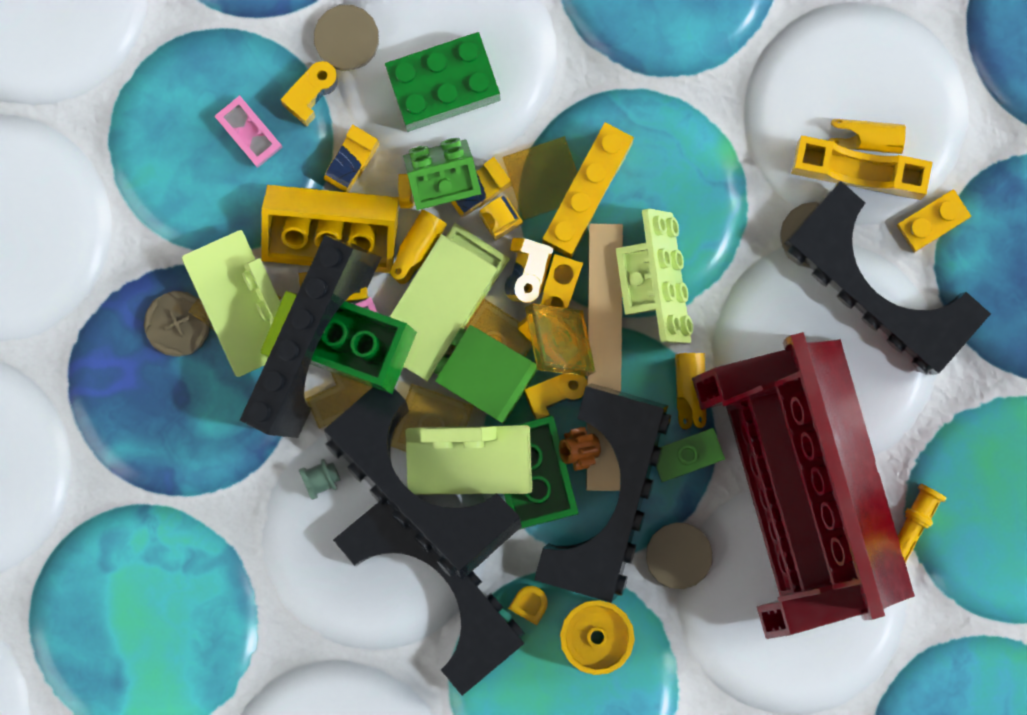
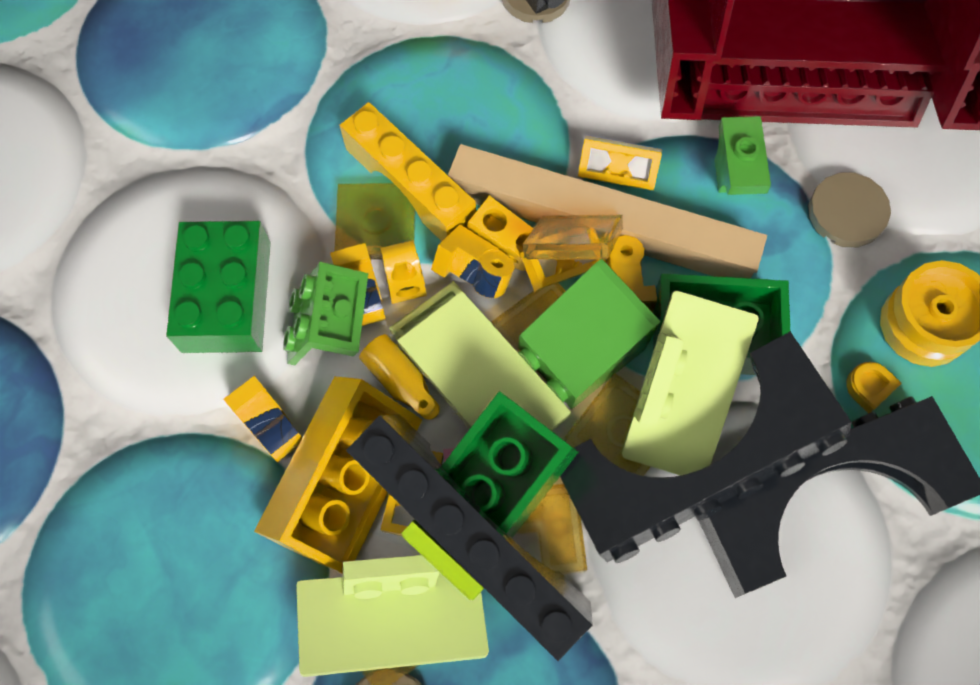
camera: 75 degrees left, 15 degrees down
(248, 131) = (177, 536): bright pink piece -> none
(308, 90) = (158, 440): yellow leg -> none
(320, 478) = (653, 588): sand green brick -> none
(346, 37) = (120, 383): dark tan tile -> none
(405, 194) = (328, 366): yellow tile -> none
(579, 448) = (711, 253): dark orange gear -> none
(634, 432) = (844, 281): black arch -> none
(653, 277) = (529, 132): yellowish green bracket -> none
(655, 360) = (619, 162): none -> yellow piece
(688, 366) = (665, 137): yellow piece -> none

